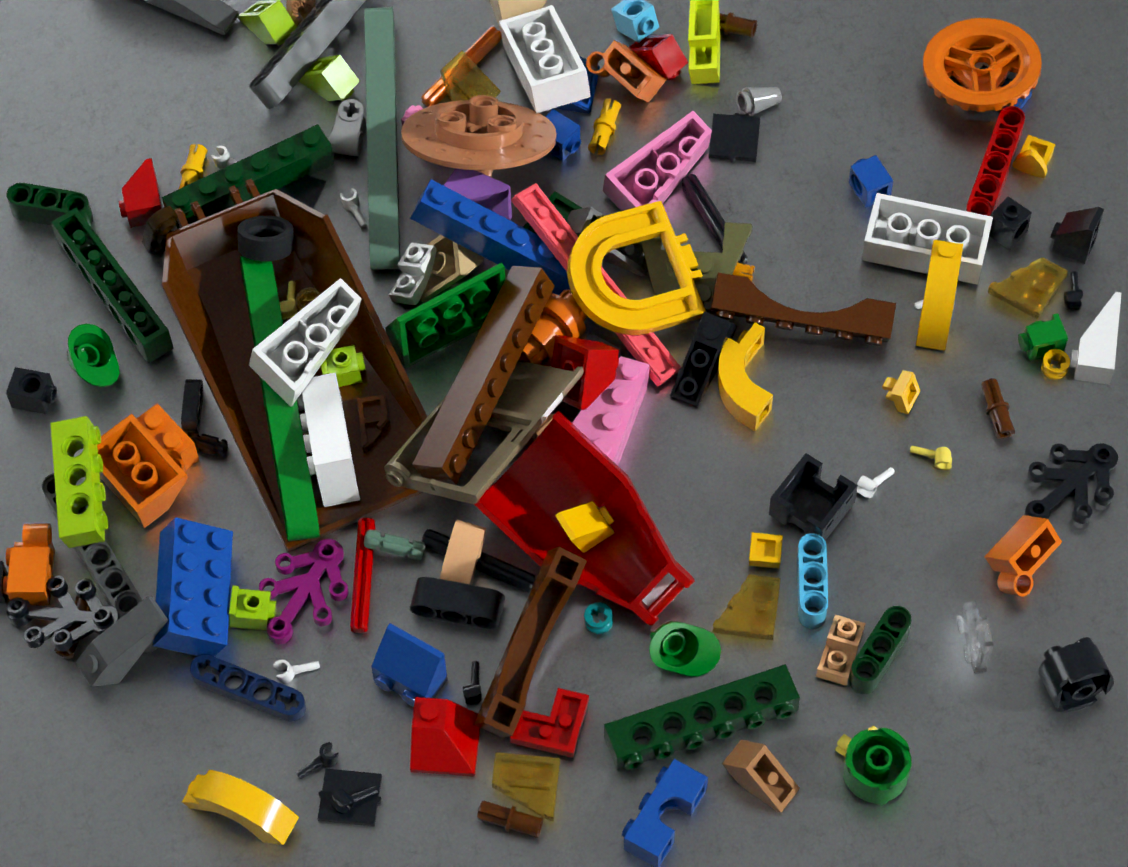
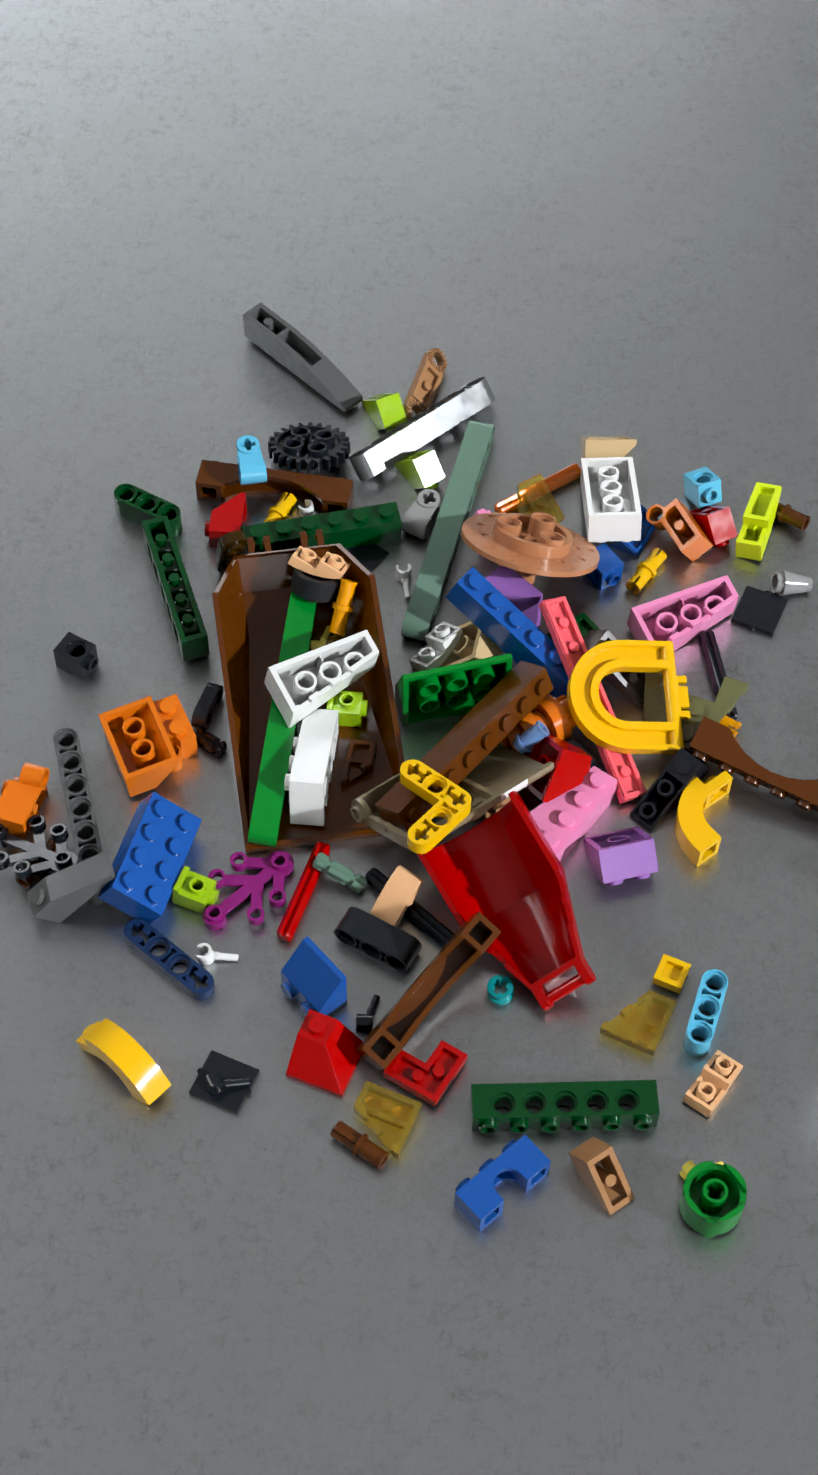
camera: 15 degrees right, 5 degrees down
(68, 438) = (79, 725): lime brick -> none
(92, 355) = (137, 640): green piece -> none
(122, 149) = (221, 482): none -> reddish brown arch
(146, 122) = (250, 461): none -> medium azure piece
(181, 87) = (309, 447): none -> black gear
(274, 218) = (329, 566): none -> light nougat slope
(302, 257) = (342, 606): none -> light orange pin
(321, 760) = (209, 1042): black hand -> none
(483, 442) = (441, 803): none -> yellow beam
(548, 345) = (532, 736): none -> medium blue pin
(586, 525) = (513, 903): yellow slope -> none
(677, 441) = (622, 855): none -> medium lavender slope
(684, 648) = (568, 1039): green piece -> none
(810, 501) = (726, 942): black piece -> none
(867, 487) = (785, 945): white hand -> none
(882, 636) = (743, 1105): dark green beam -> none

